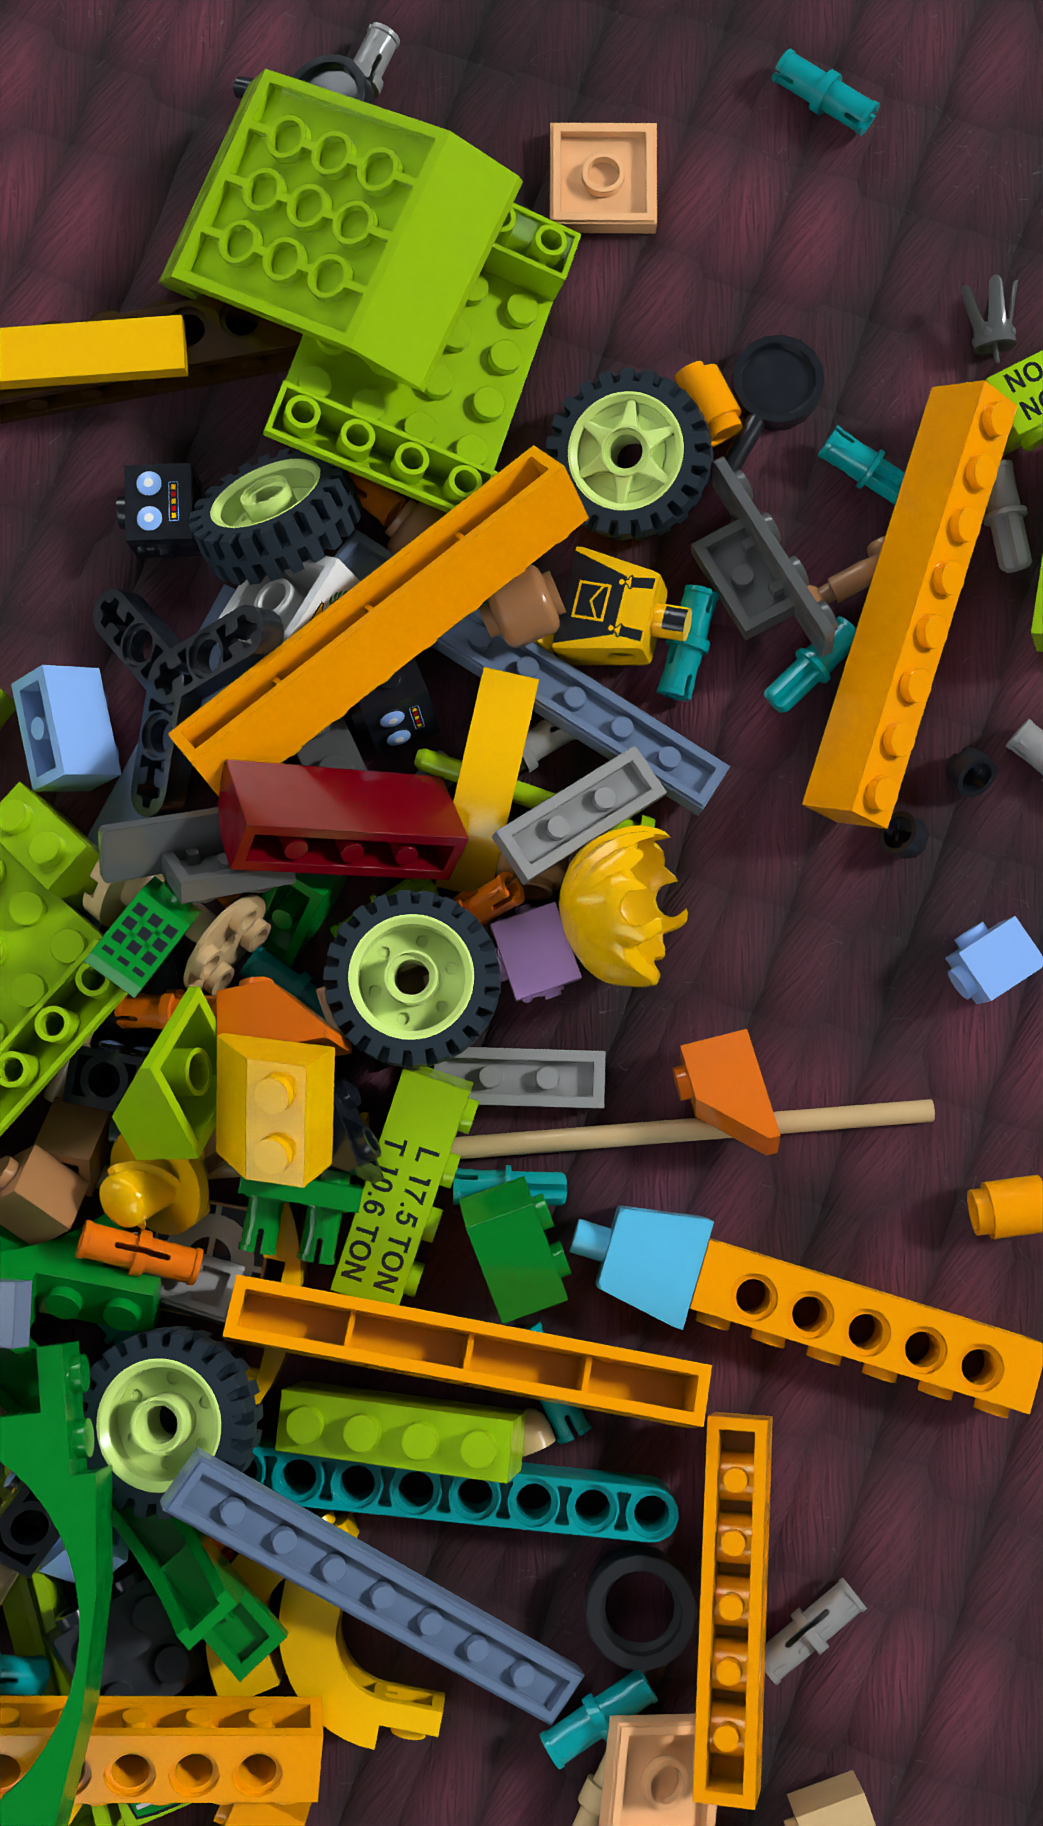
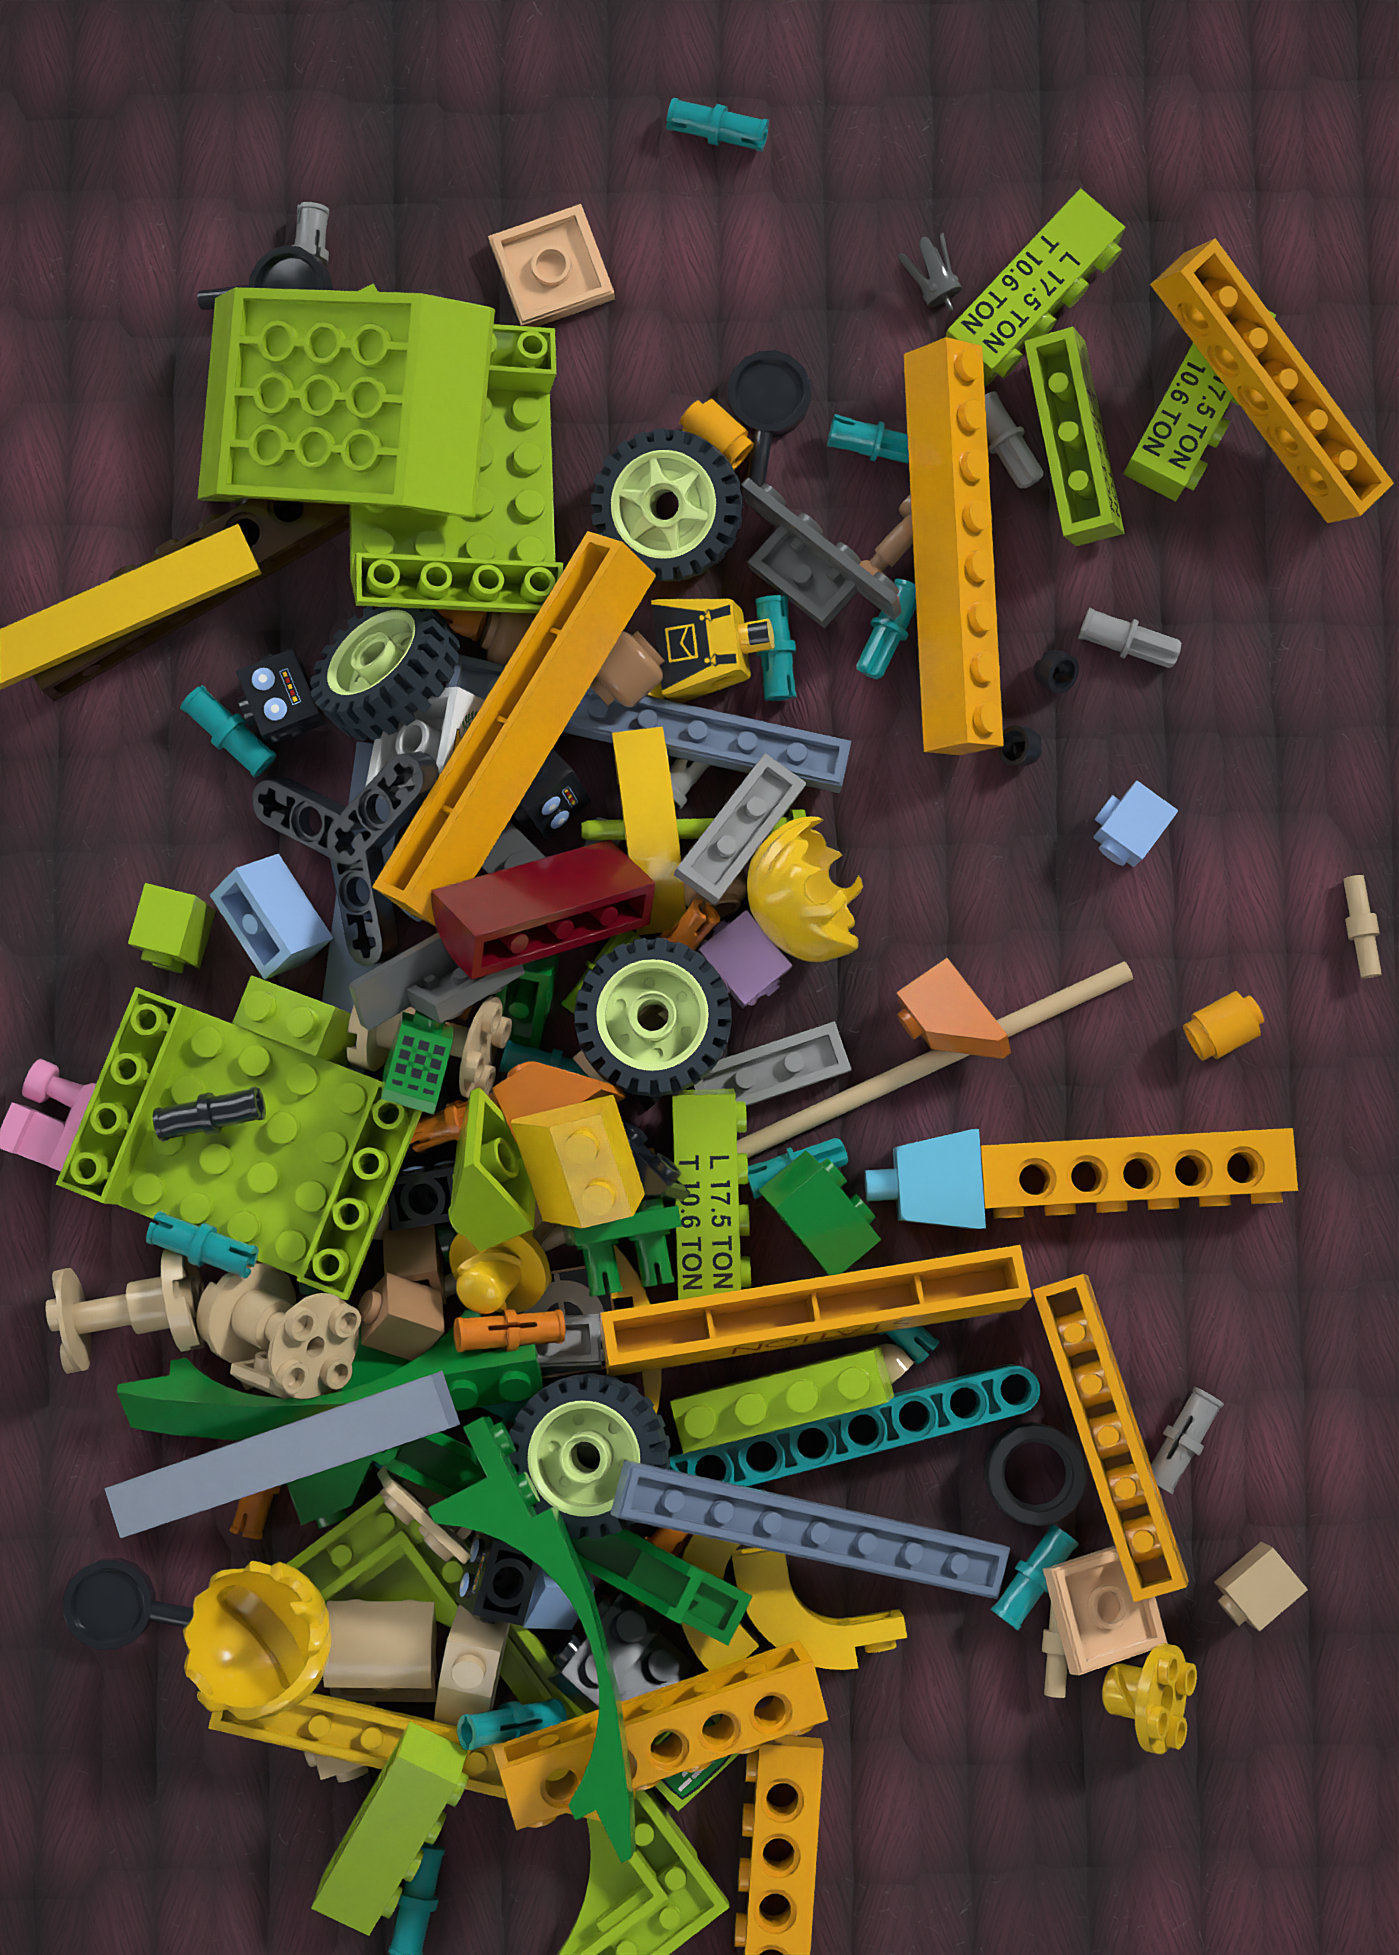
camera: 20 degrees left, 0 degrees up
(98, 526) = (228, 731): none -> teal pin

